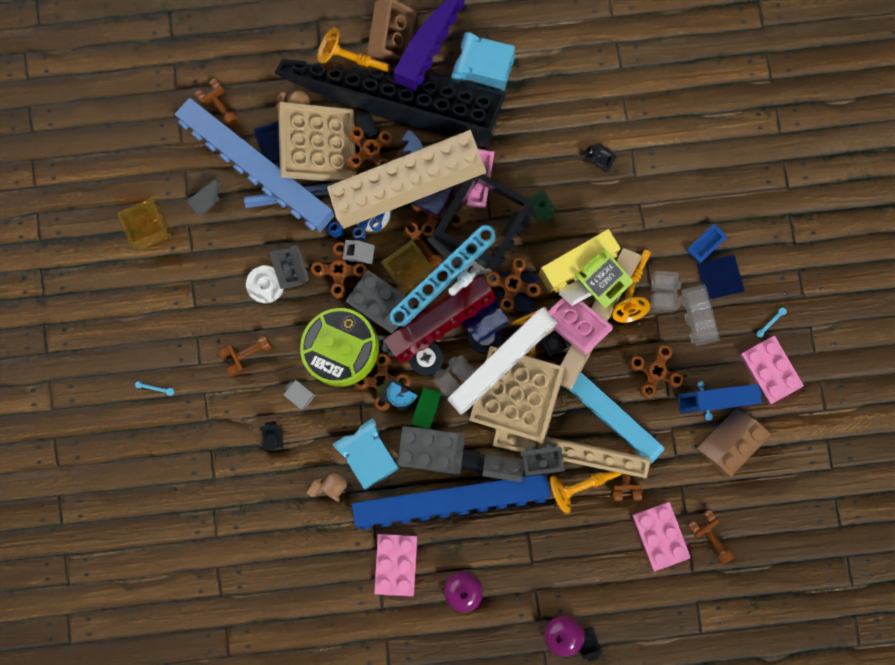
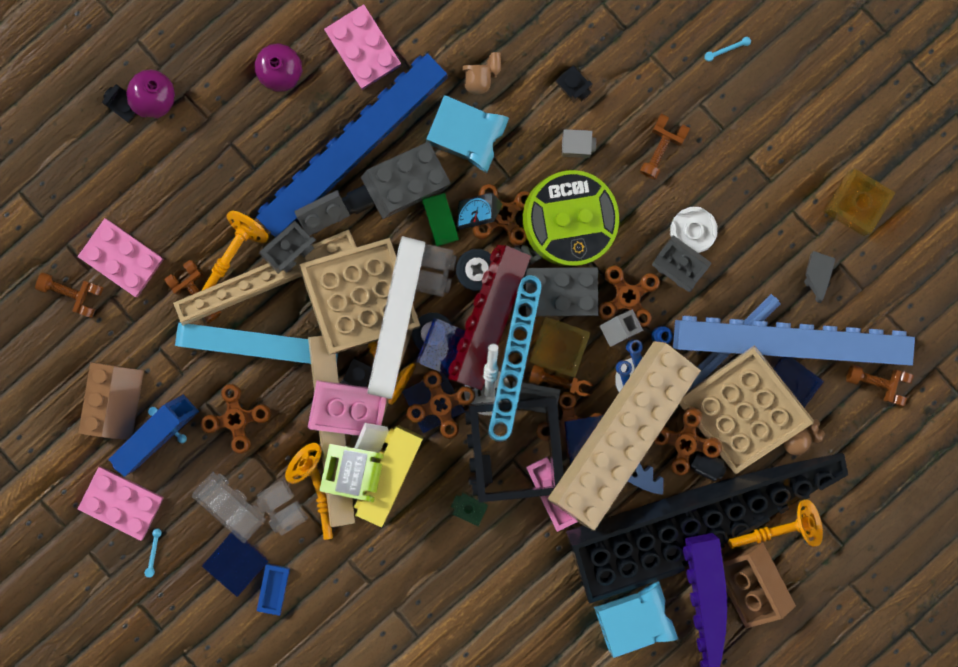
camera: 145 degrees right, 5 degrees up
(599, 156) = (445, 603): black bracket -> none

